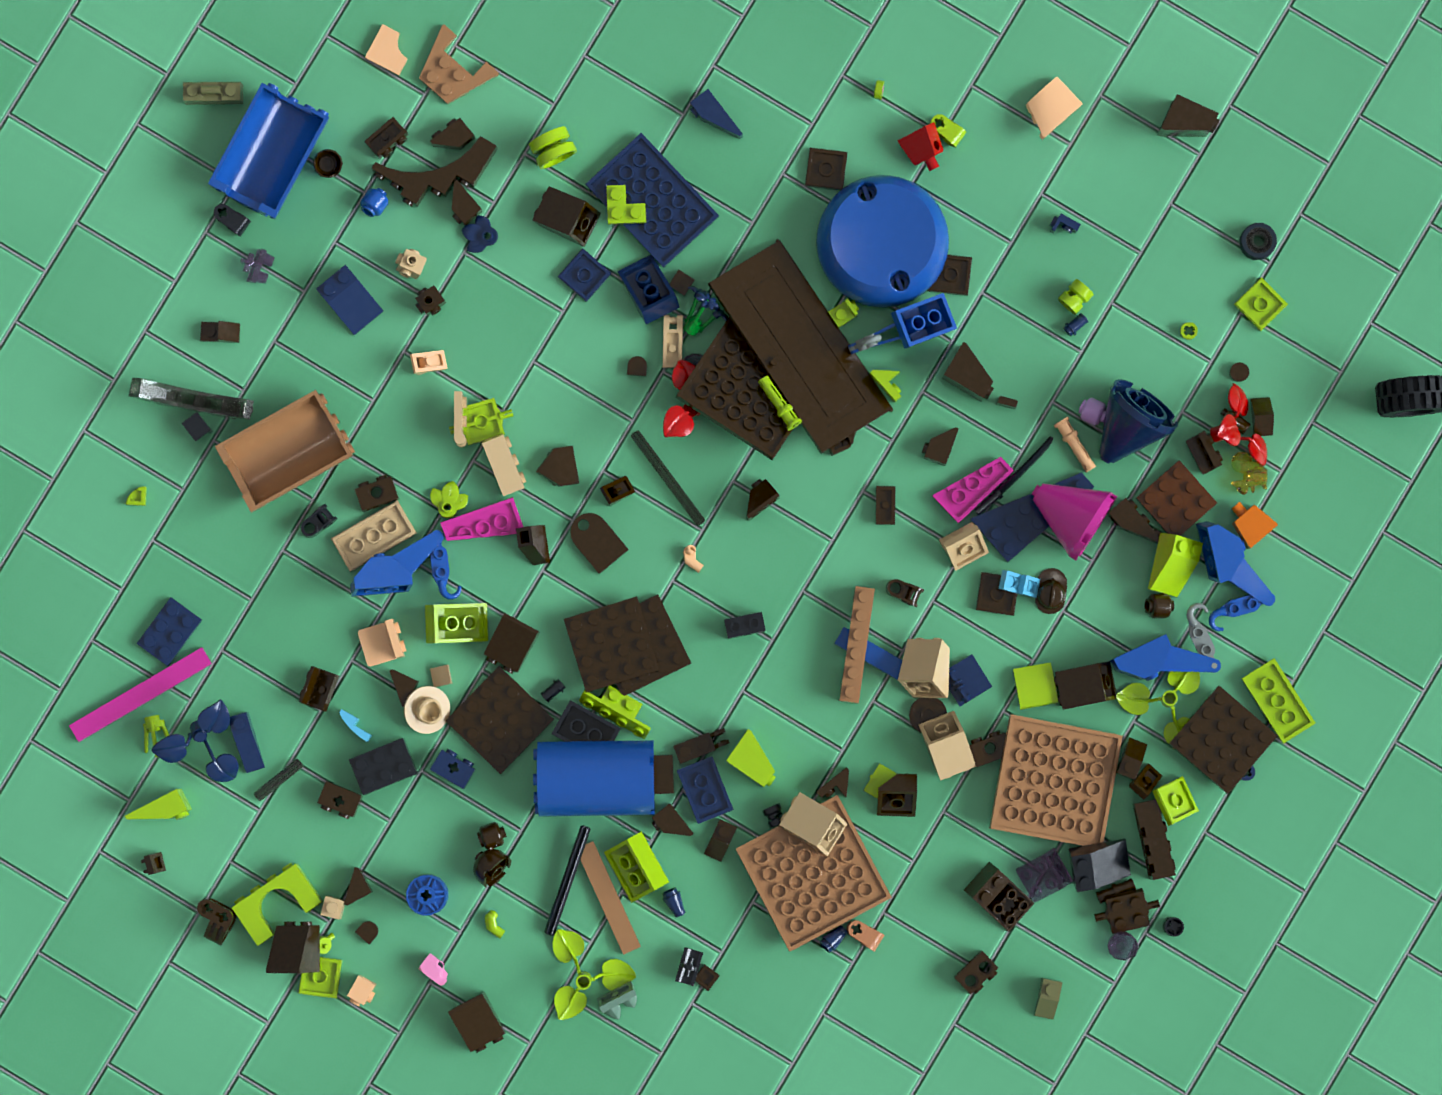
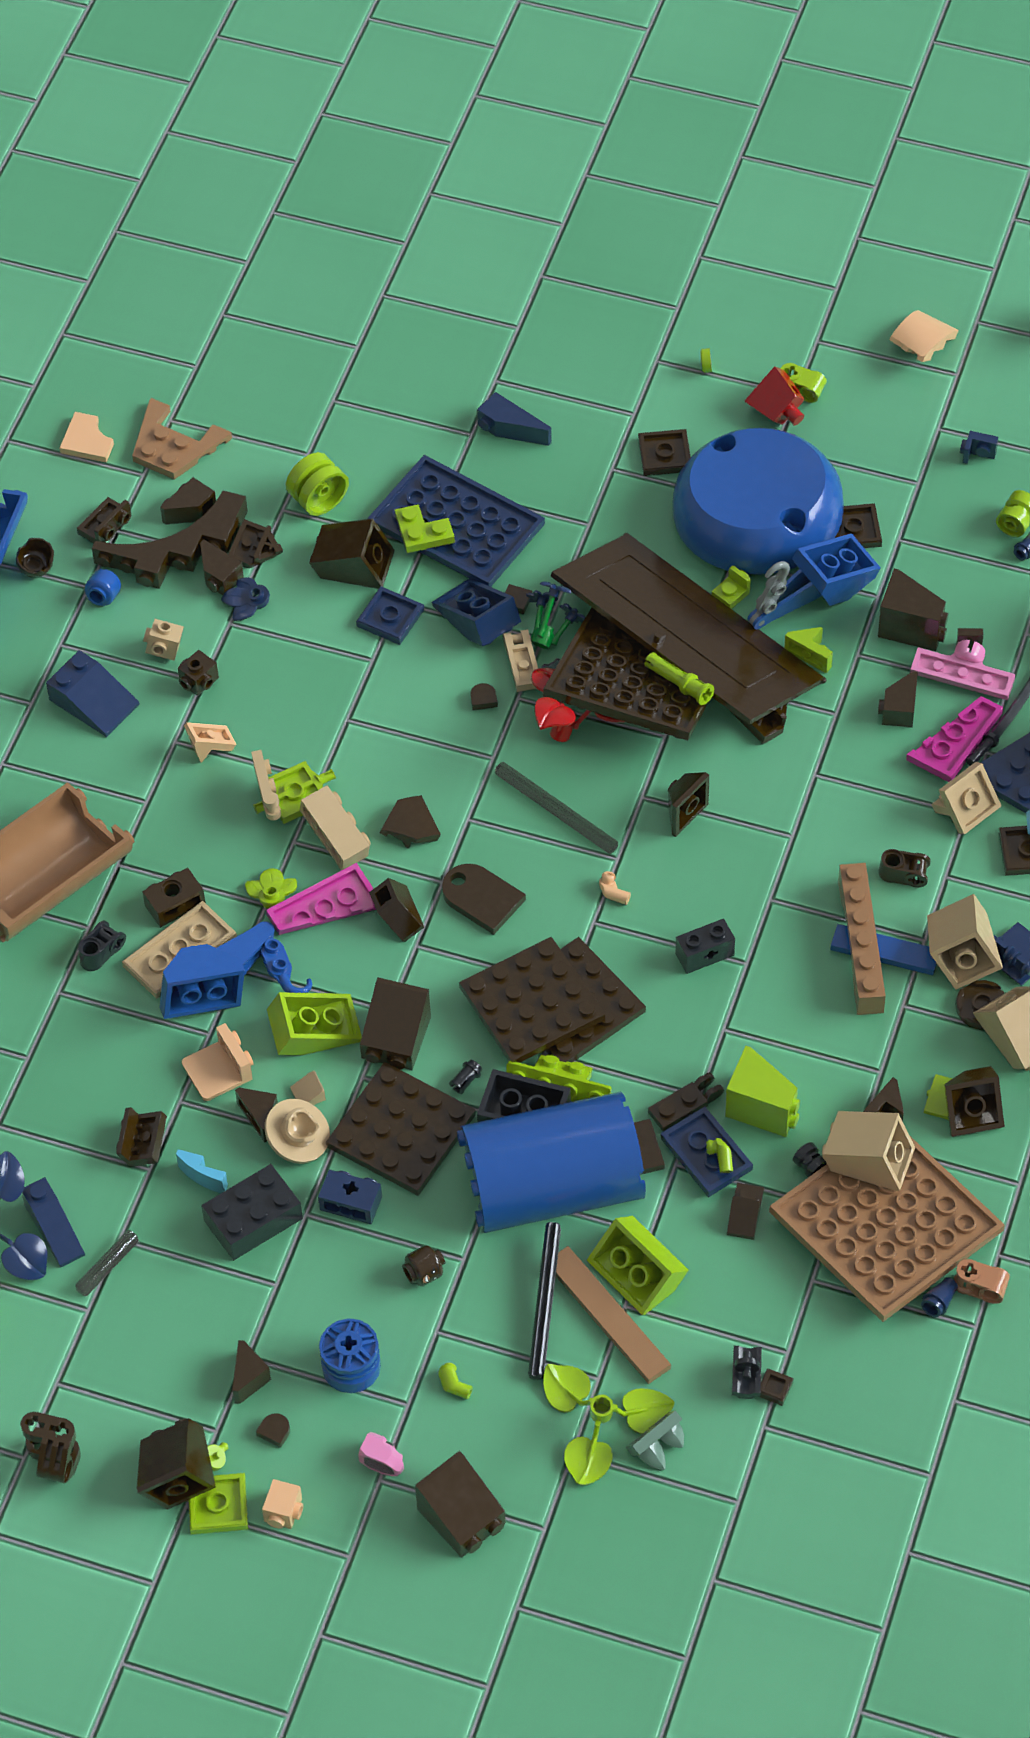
camera: 10 degrees left, 30 degrees down
(250, 908) = (148, 1383): lime arch -> none
(332, 791) = (199, 1266): dark brown brick -> none
(333, 907) = (218, 1403): tan brick -> none
(490, 866) = (432, 1302): dark brown cylinder -> none
(495, 185) = (254, 544): none -> dark brown slope
(617, 490) = (490, 833): dark brown slope -> none
(670, 822) = (672, 1199): dark brown slope -> none
(674, 901) = (701, 1296): dark blue cone -> none
(714, 800) = (723, 1152): none -> lime arm
(885, 505) = (849, 779): dark brown plate -> none
(994, 429) = (964, 670): none -> bright pink plate

